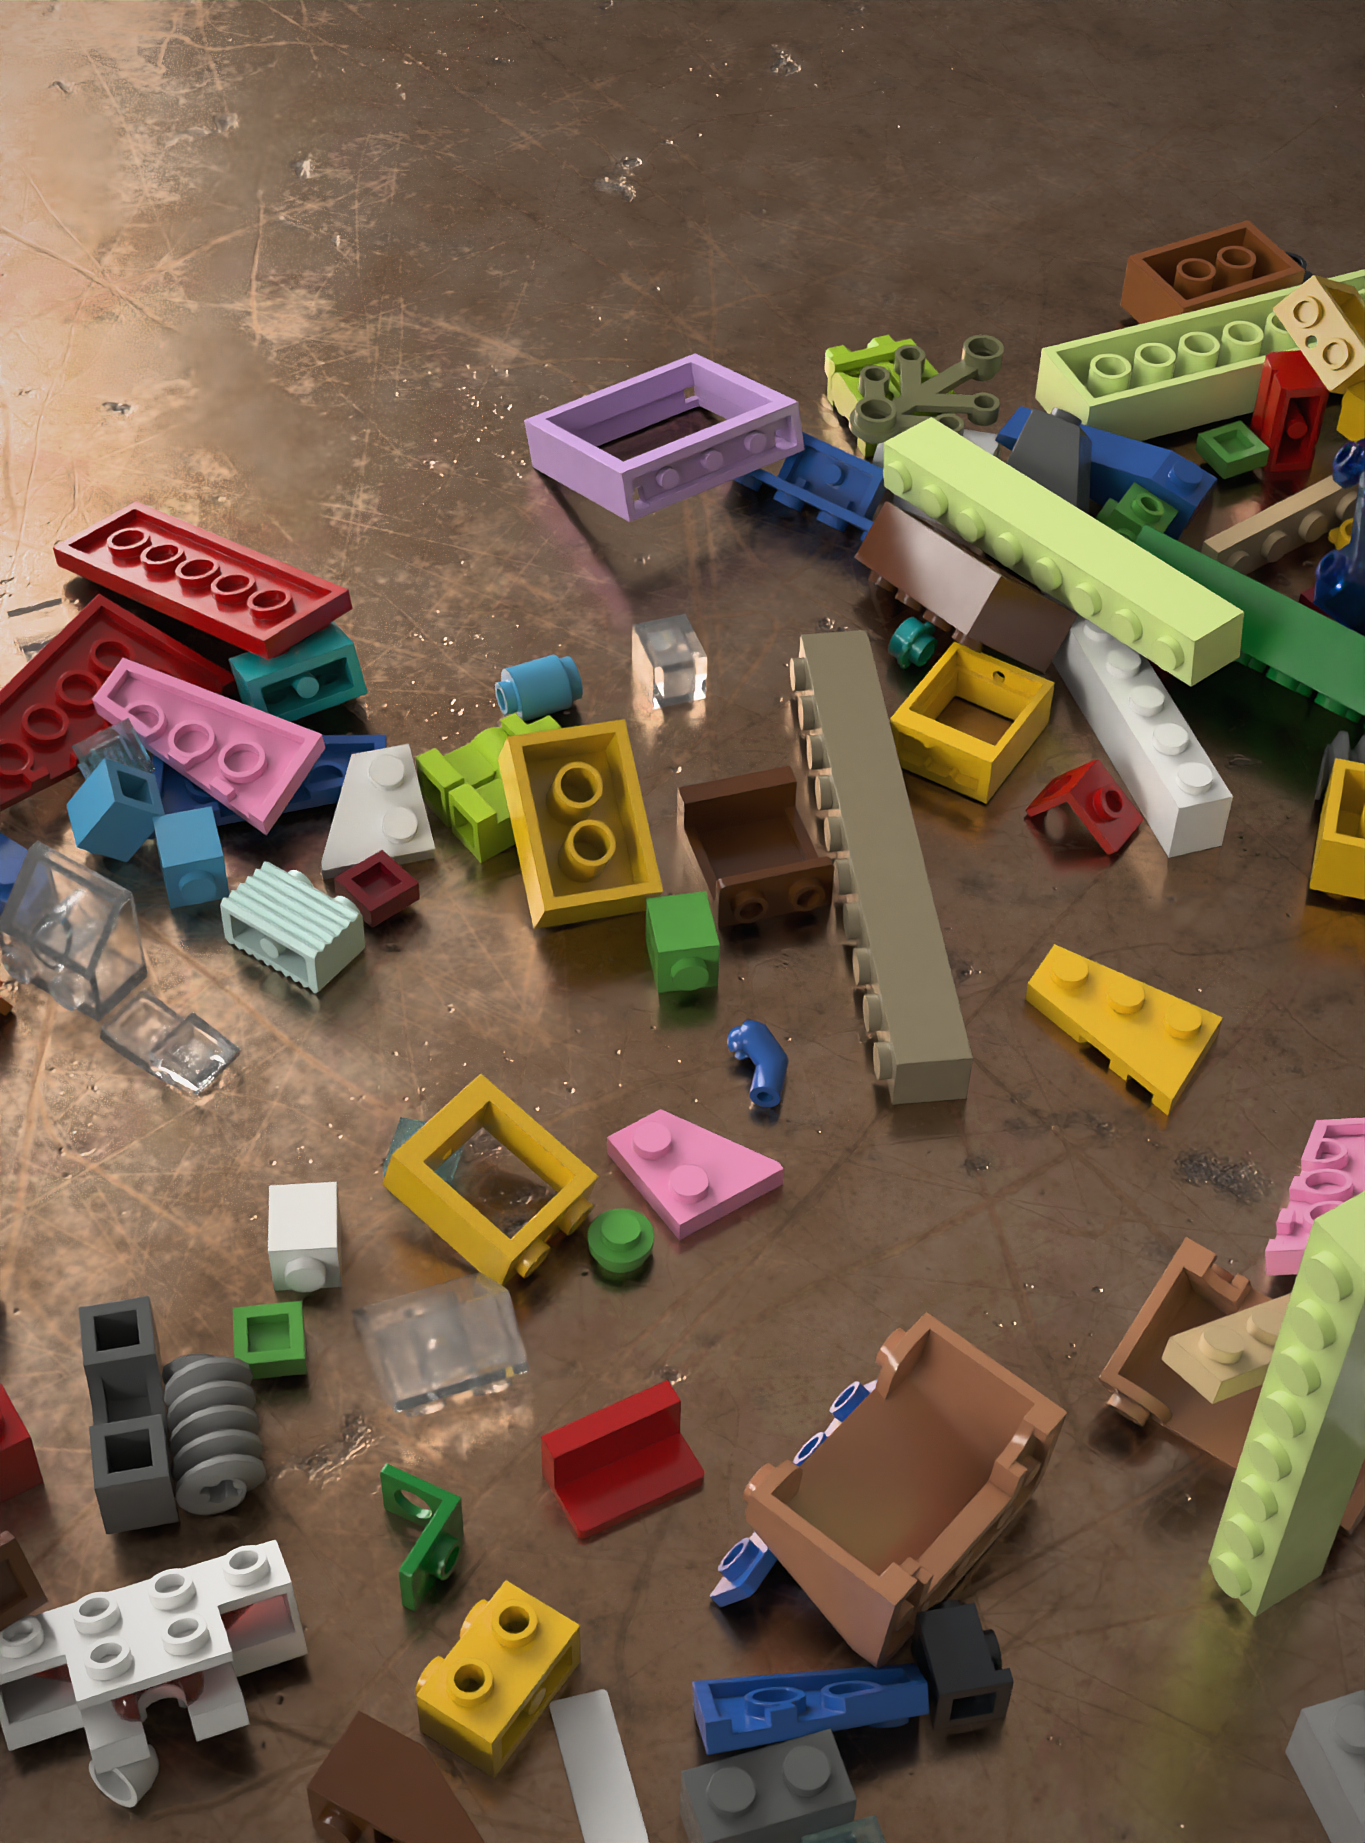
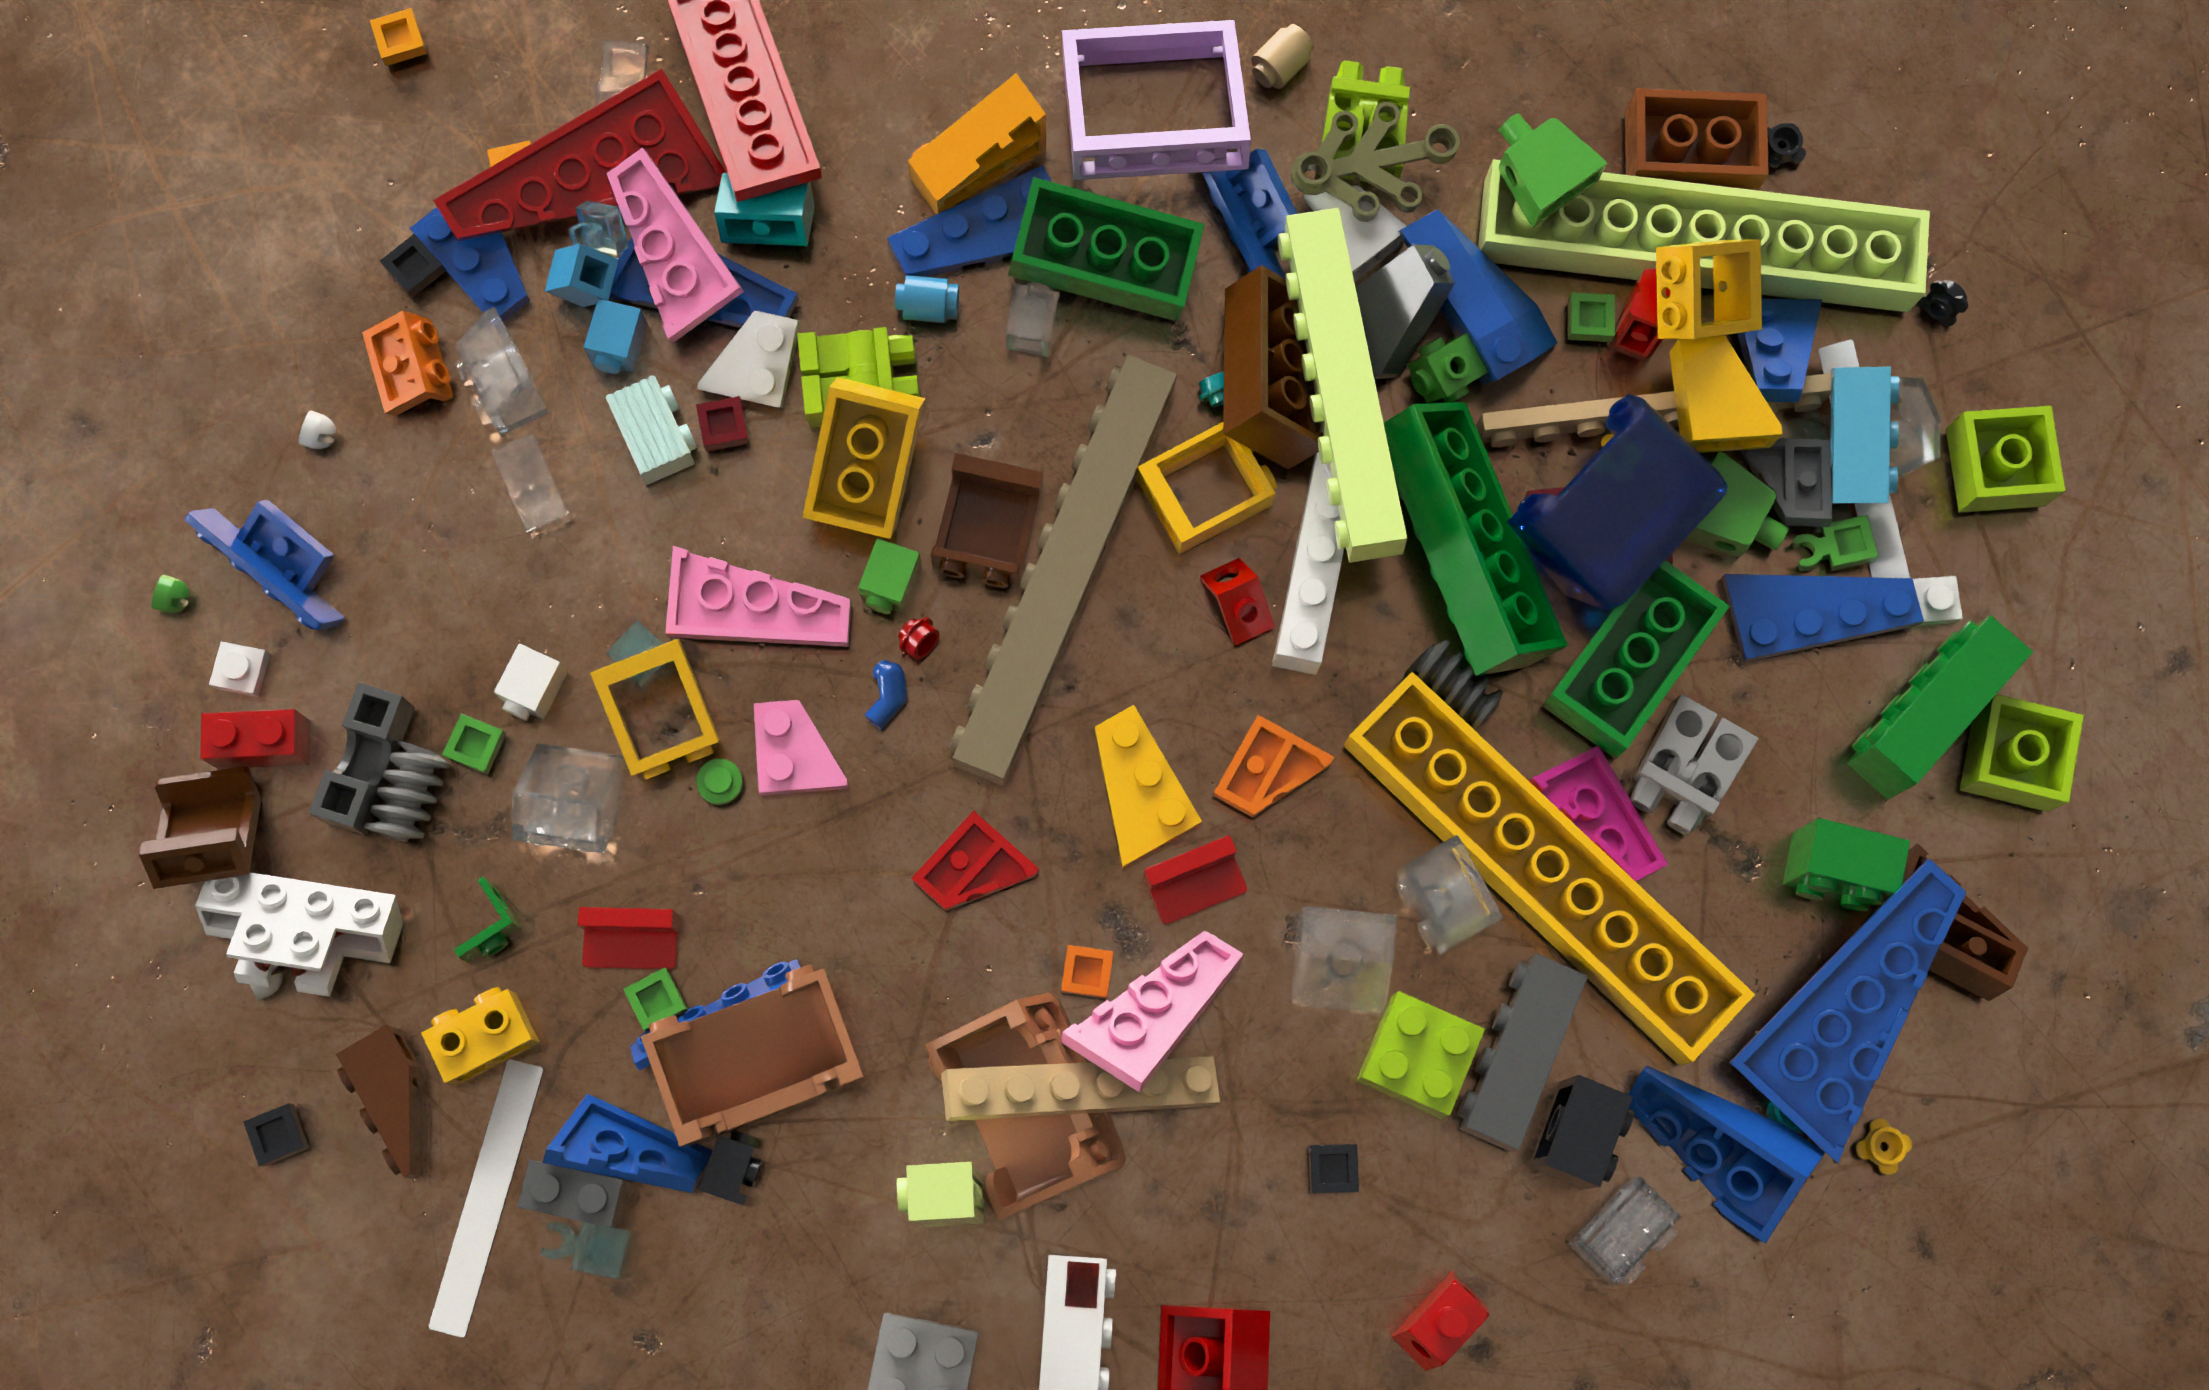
camera: 25 degrees right, 30 degrees up
(506, 537) = (980, 147): none -> light orange wedge
(539, 1040) = (737, 604): none -> bright pink wing
(558, 613) = (967, 233): none -> blue wing
(706, 1515) = (655, 998): none -> bright green plate
(708, 561) = (1106, 249): none -> green brick
(757, 989) = (918, 637): none -> red plate
(765, 363) = (1282, 56): none -> tan brick
(999, 1180) = (972, 865): none -> red wing
(1102, 321) = (1546, 166): none -> bright green torso
(1221, 1222) = (1087, 971): none -> orange plate
(1249, 936) = (1269, 767): none -> orange wing
(1259, 1078) = (1195, 880): none -> red panel

